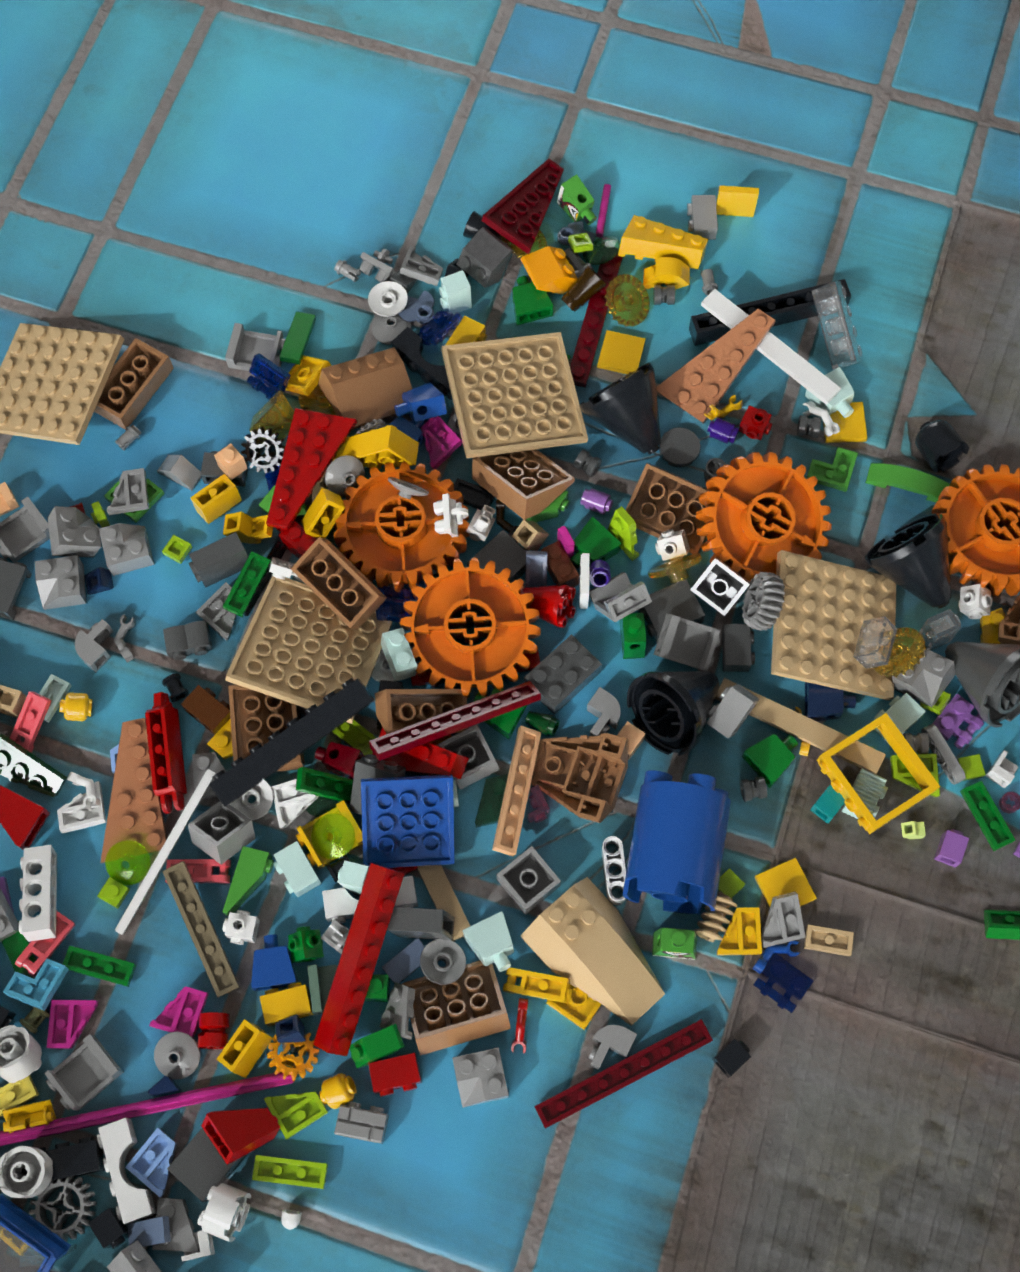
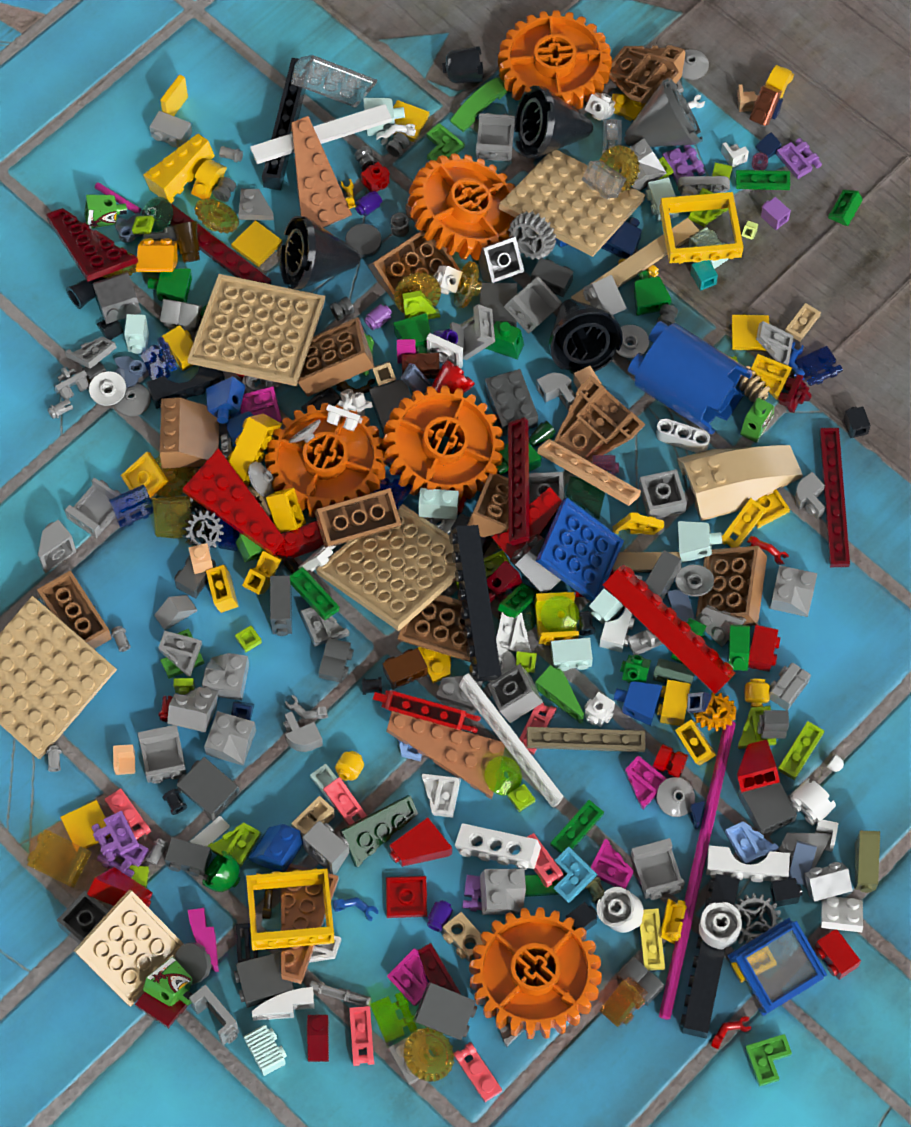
camera: 65 degrees left, 5 degrees down
(90, 789) = (413, 788): white arm -> none
(192, 331) = (55, 546): none -> light grey slope
(267, 826) = (527, 660): none -> lime plate
(292, 1126) = (773, 724): none -> dark grey brick
(297, 338) = (103, 471): green tile -> none
(479, 865) = (639, 524): none -> yellow wing
(501, 320) = (180, 313): none -> light grey brick
(646, 521) = (419, 281): none -> clear yellow gear
(660, 328) = (254, 206): none -> light grey wing
(704, 753) = (636, 336): none -> white dish
(732, 973) = (797, 393): none -> dark red hips
(776, 402) = (365, 157): none -> dark grey wheel
(874, 515) = (495, 137): none -> light grey panel

